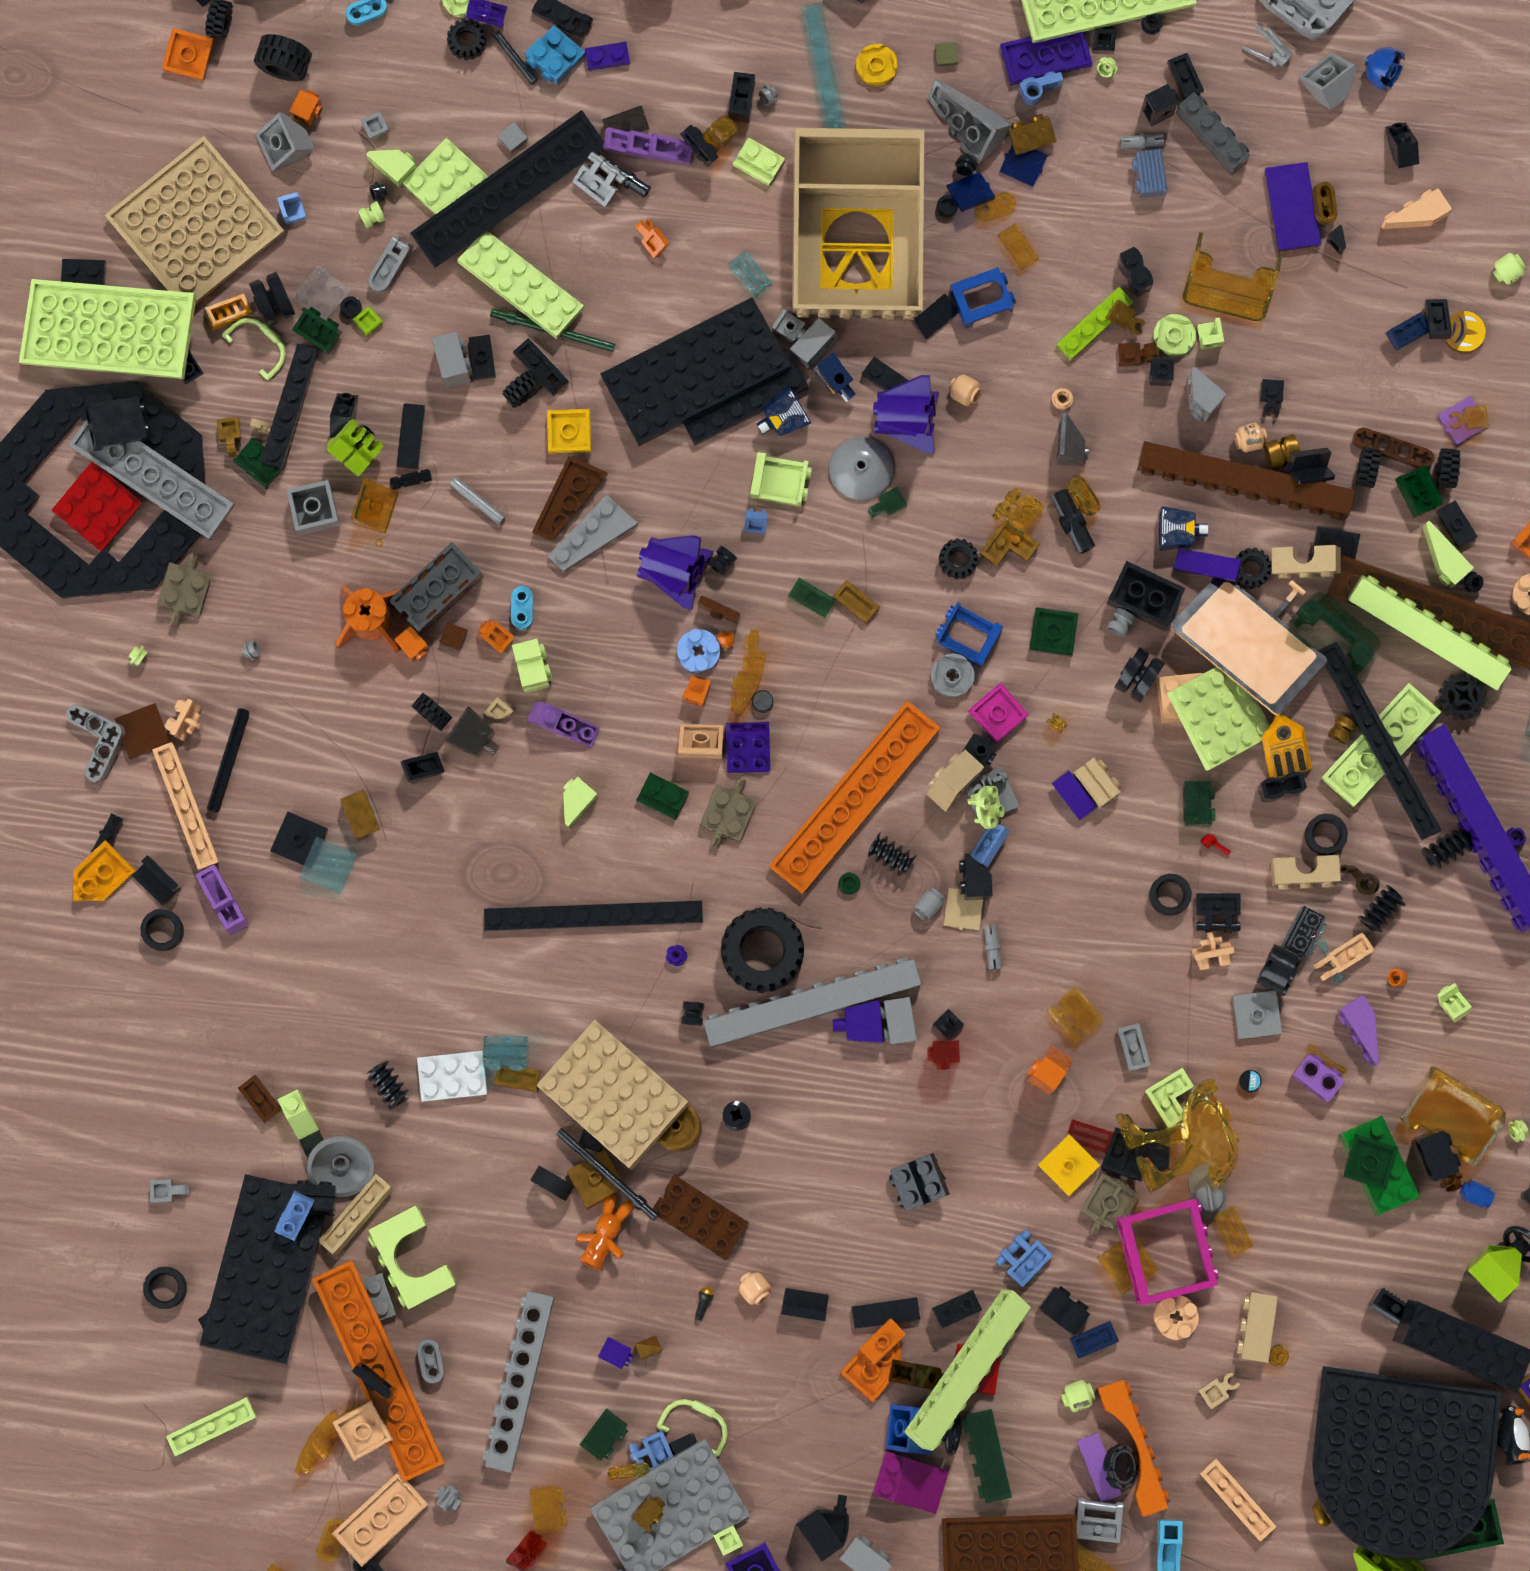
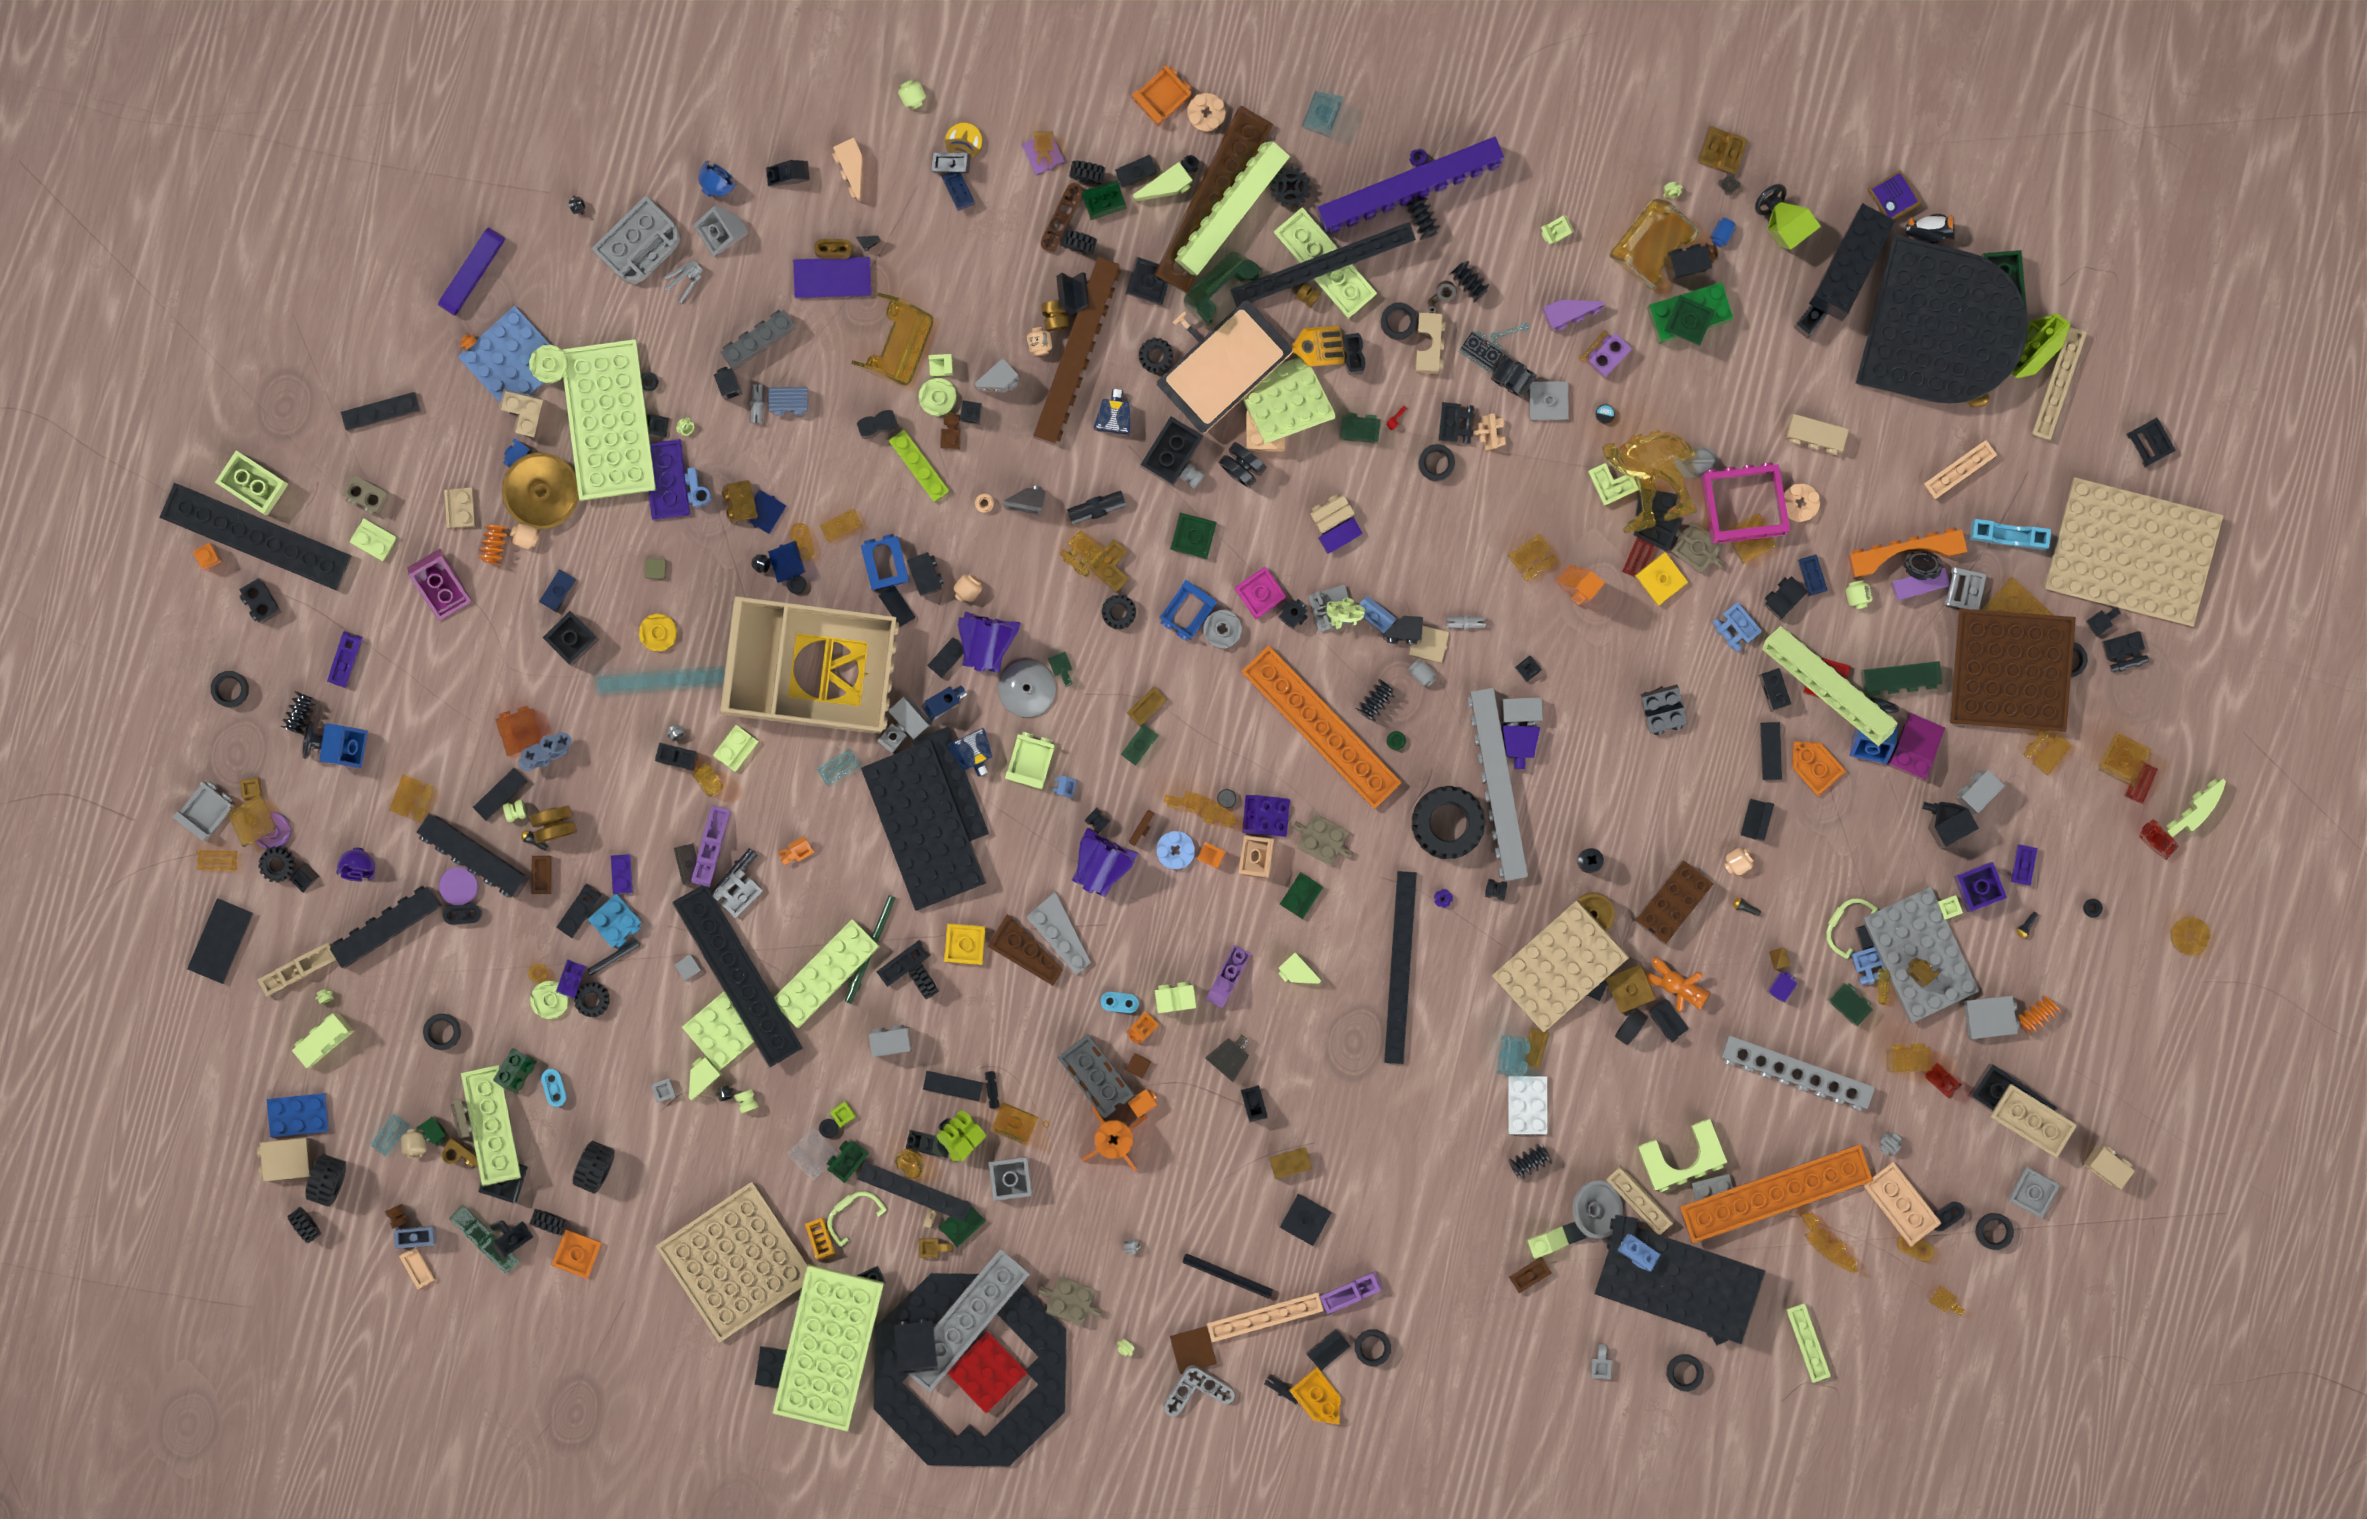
camera: 90 degrees left, 5 degrees up
(186, 721) = (1189, 1308): light nougat hips -> none
(271, 299) = (816, 1198): black wheel -> none
(283, 142) = (669, 1174): light grey slope -> none
(292, 208) = (732, 1172): light blue panel -> none
(306, 107) = (639, 1150): orange brick -> none
(322, 397) = (910, 1162): none -> clear yellow hair
(327, 865) = (1331, 1196): clear light blue tile -> none
(362, 1430) = (1826, 1211): light nougat tile -> none
(373, 1380) = (1786, 1197): black plate -> none
(389, 265) = (794, 1090): light grey plate -> none
(430, 1361) = (1771, 1147): light grey plate -> none
(431, 711) = (1205, 1091): black tyre -> none
(477, 500) = (1018, 1032): light grey piece -> none
(482, 357) = (888, 1015): black plate -> none
(498, 710) = (1208, 1032): tan tile -> none
(564, 1226) = (1668, 1020): none -> black panel
(638, 1202) = (1656, 953): black bar -> none
(704, 151) = (711, 803): black plate -> none
(726, 639) = (1168, 824): orange hinge -> none
(882, 1341) = (1795, 756): orange plate -> none
(922, 1375) = (1829, 723): dark brown torso -> none
(944, 1054) = (1556, 675): clear red brick -> none
(953, 780) = (1321, 642): tan brick -> none
(972, 123) = (724, 551): light grey wedge -> none
(974, 341) = (924, 574): none -> black brick
(1056, 723) = (1275, 542): clear yellow bush -> none
(1083, 495) = (1074, 495): clear yellow plate -> none
(1122, 316) = (917, 439): pearl gold plate -> none
(1133, 1047) = (1565, 510): light grey plate -> none
(1185, 75) = (701, 357): black plate -> none
(1207, 565) = (1149, 393): dark purple tile -> none
(1215, 1392) = (1867, 477): tan plate -> none
(1224, 1232) = (1716, 449): clear yellow tile -> none
(1272, 393) = (999, 318): black plate -> none
(1278, 1355) = (1842, 419): clear yellow plate -> none
(1324, 562) = (1156, 324): tan arch -> none
(1346, 955) = (1506, 318): light nougat hinge -> none
(1392, 977) = (1529, 280): orange hinge -> none

